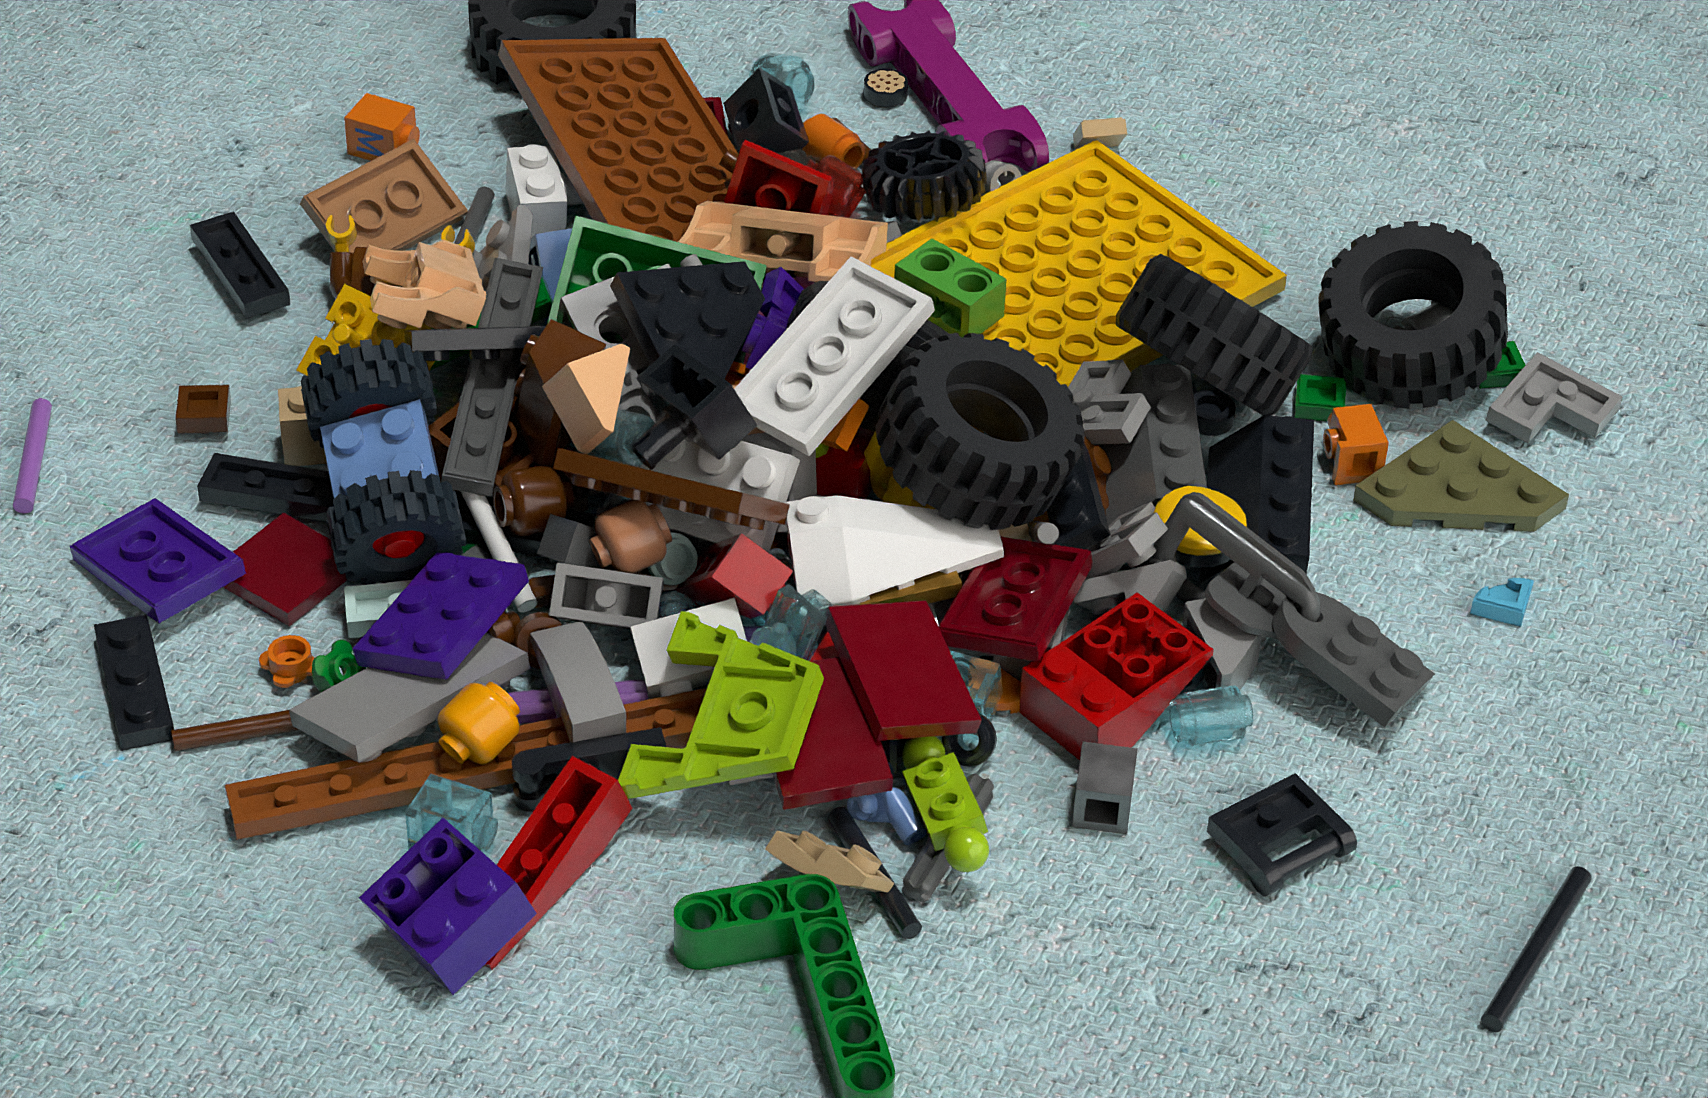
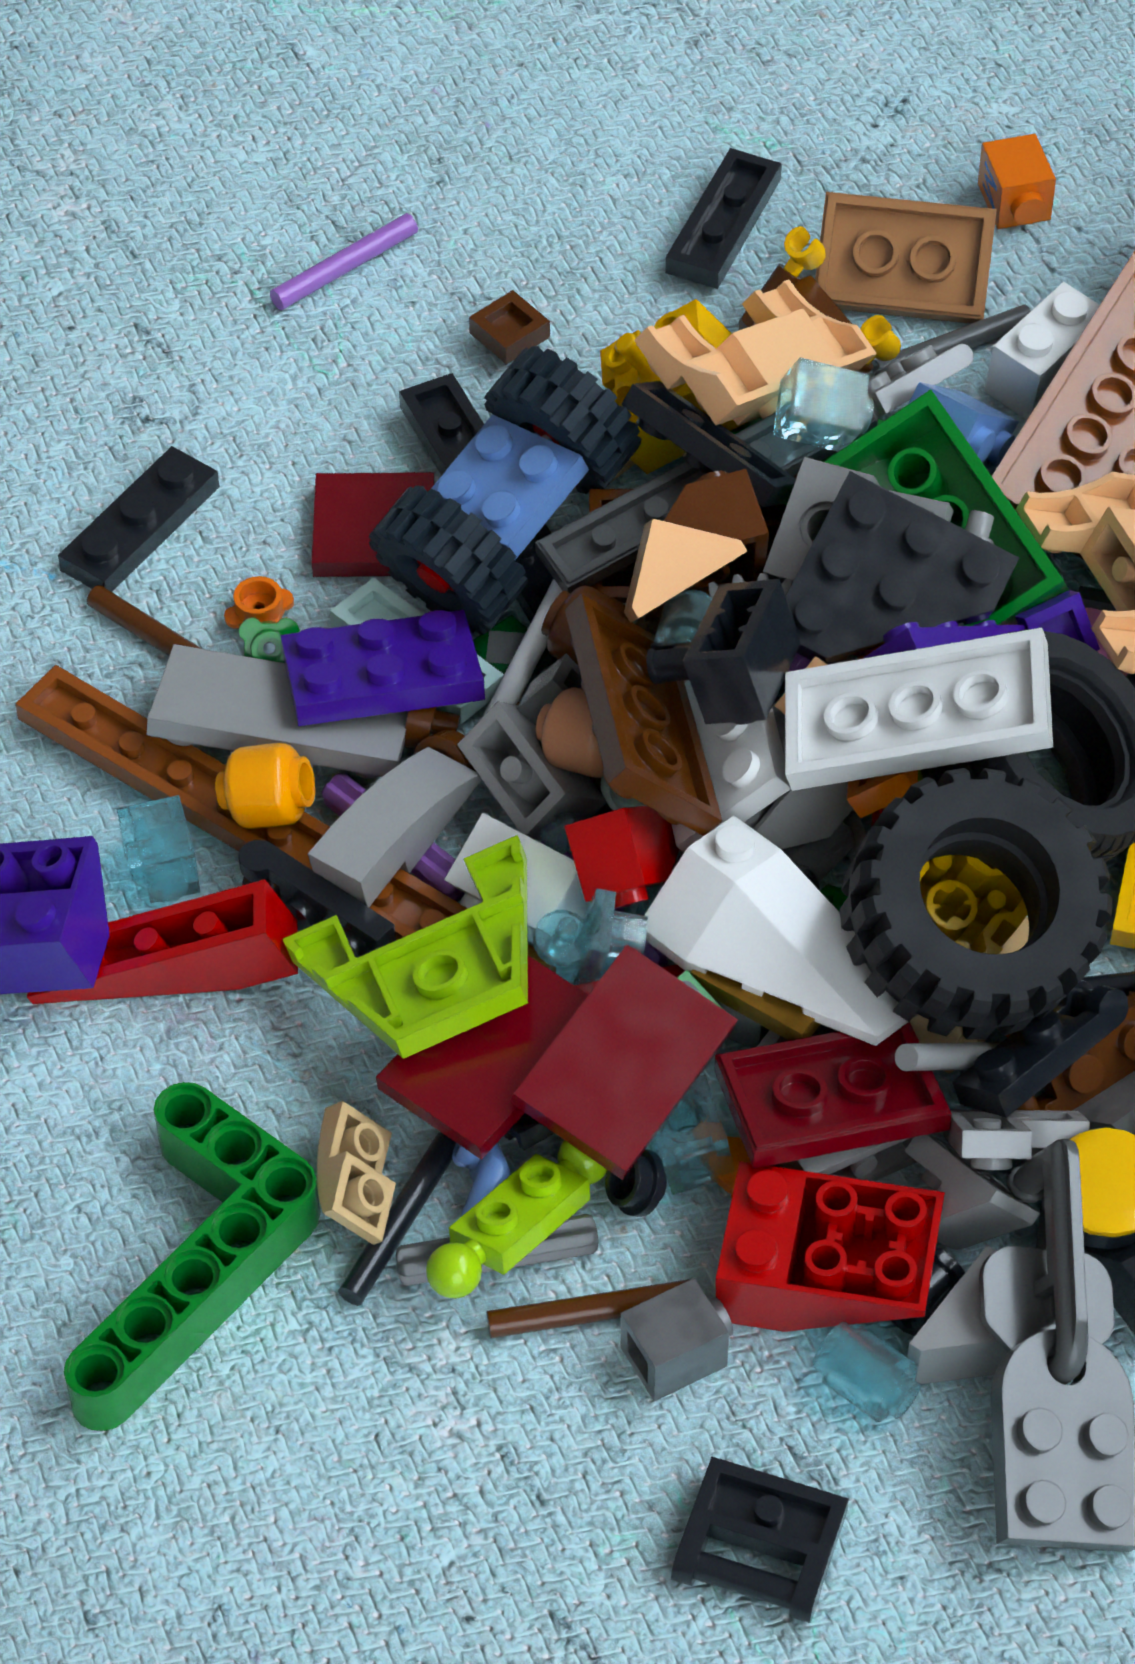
camera: 55 degrees right, 10 degrees up
(157, 560) = (288, 431): dark purple tile -> none
(522, 270) = (822, 405): none -> clear light blue brick
(1034, 821) = (570, 1310): none -> reddish brown bar

